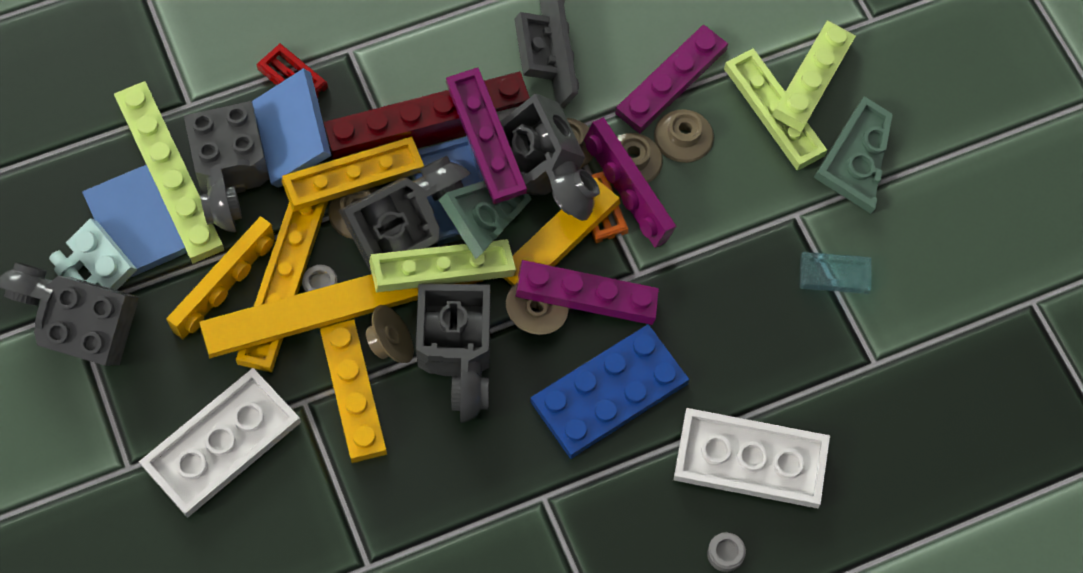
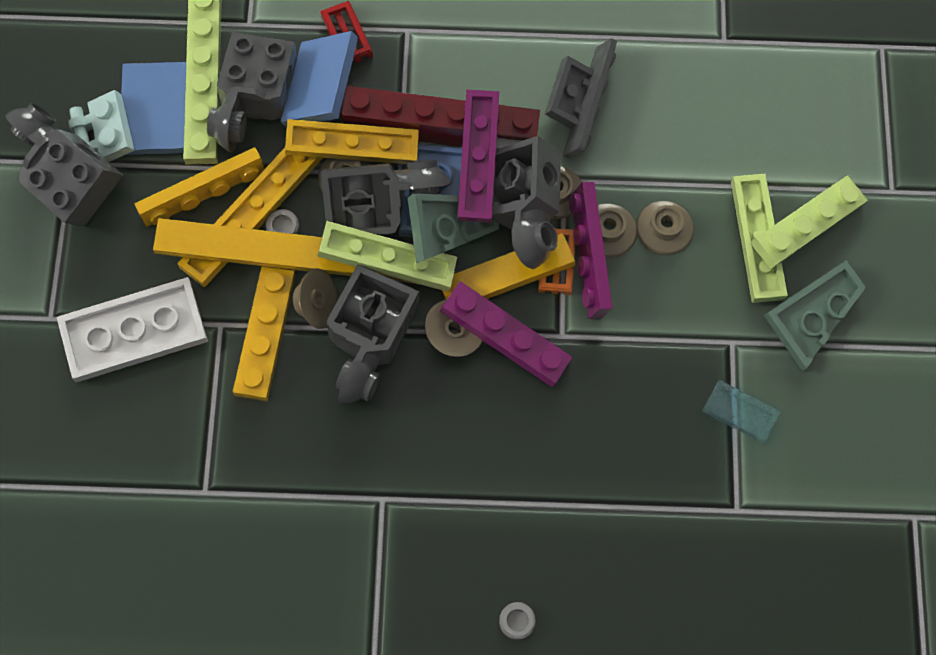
camera: 25 degrees right, 5 degrees up
(609, 391) = (485, 430): blue plate -> none
(671, 79) = (678, 171): magenta plate -> none
(752, 458) = (580, 547): white plate -> none

